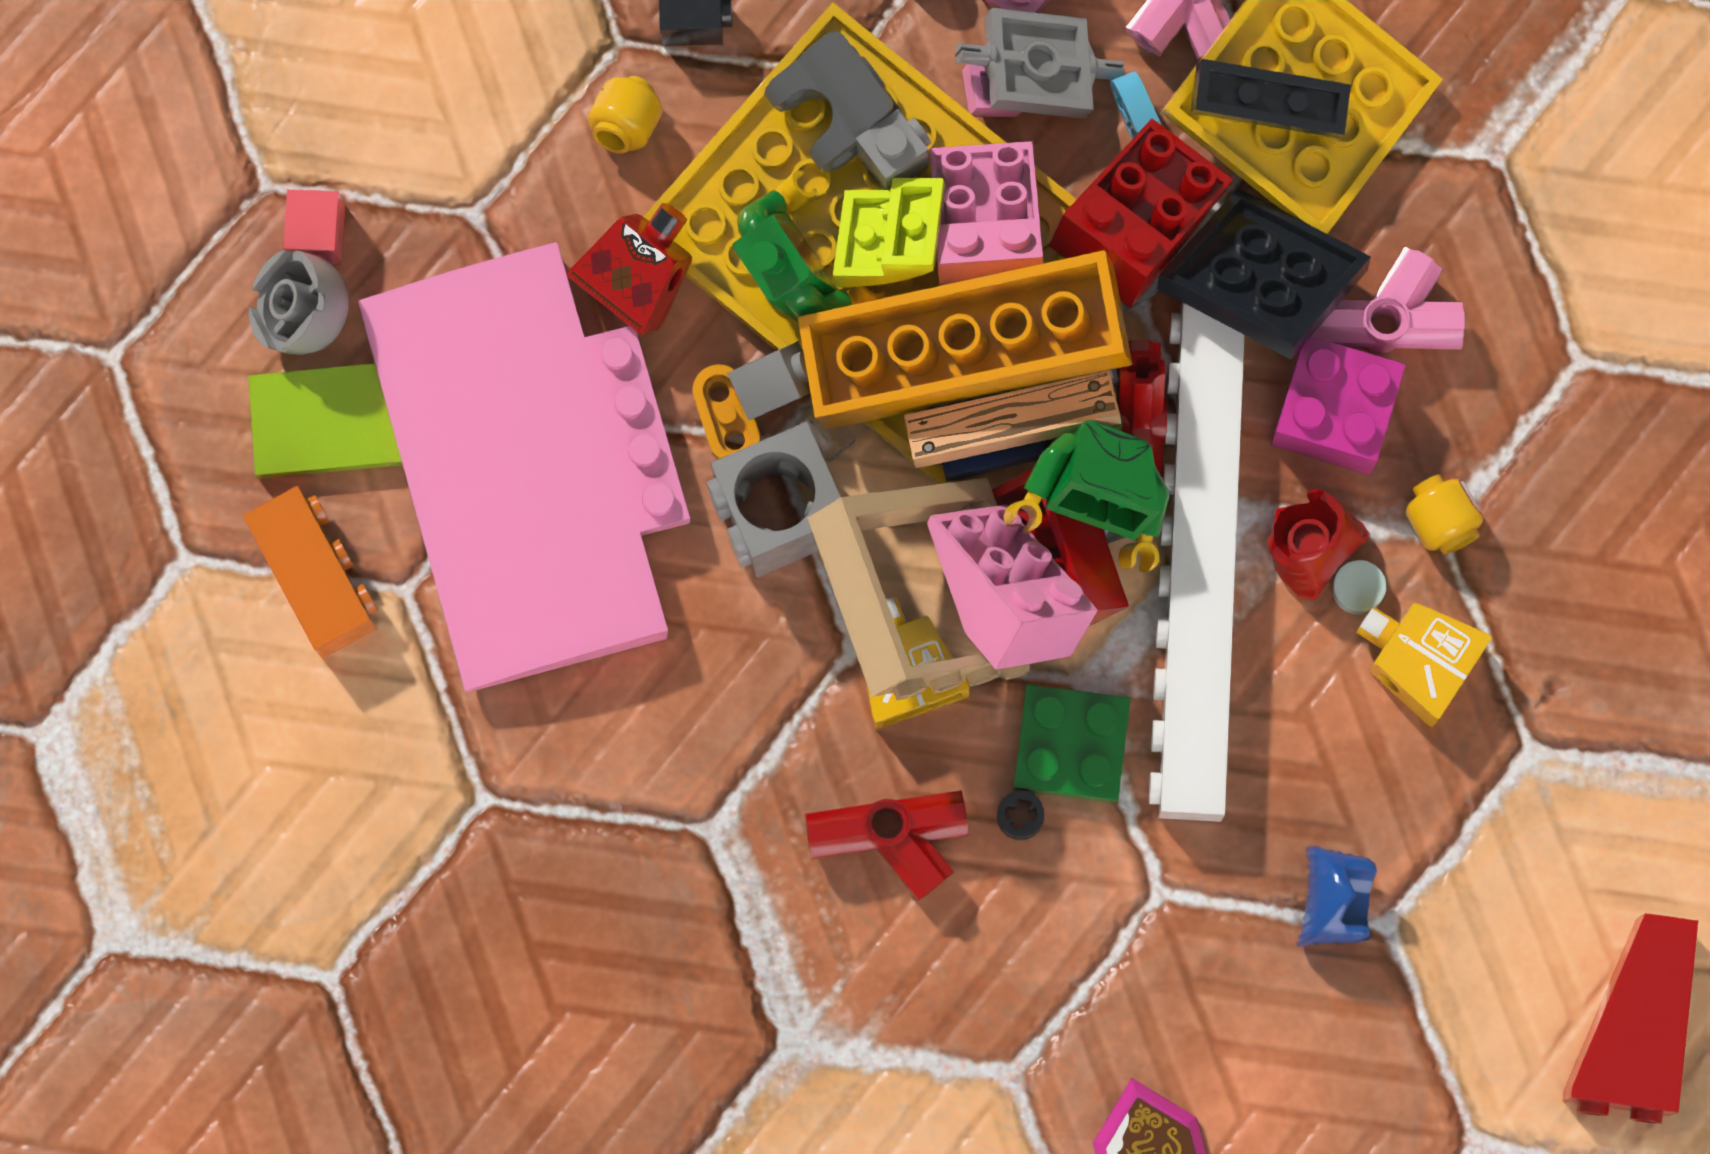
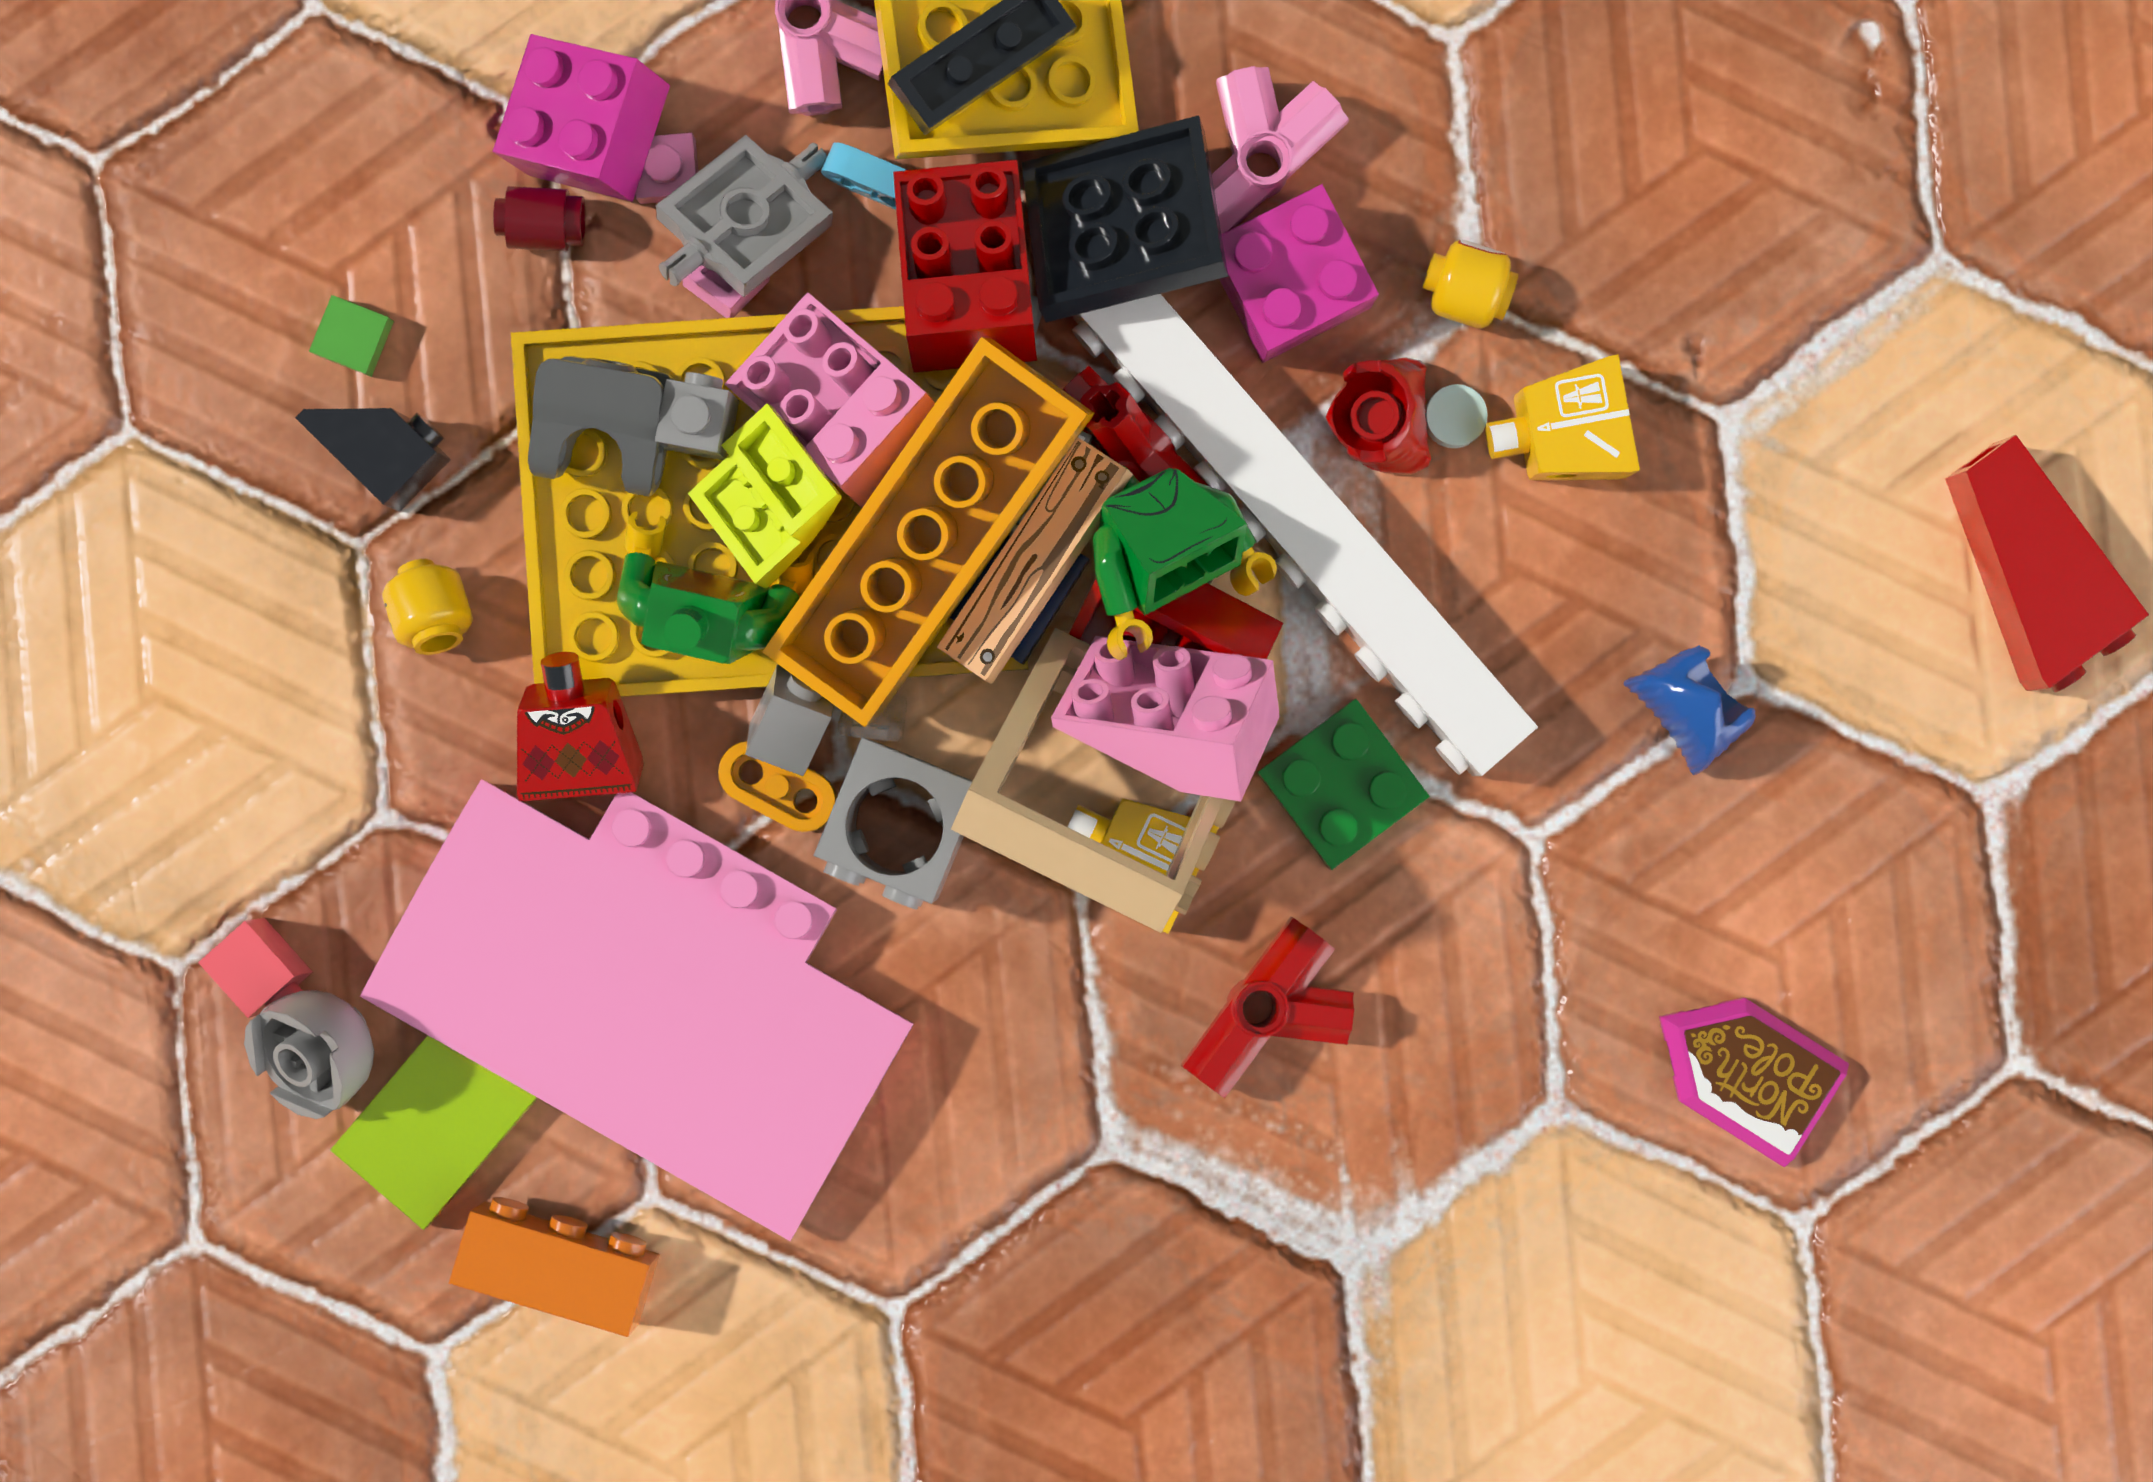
camera: 50 degrees left, 10 degrees up
(1030, 828) = (1377, 891): black bush -> none

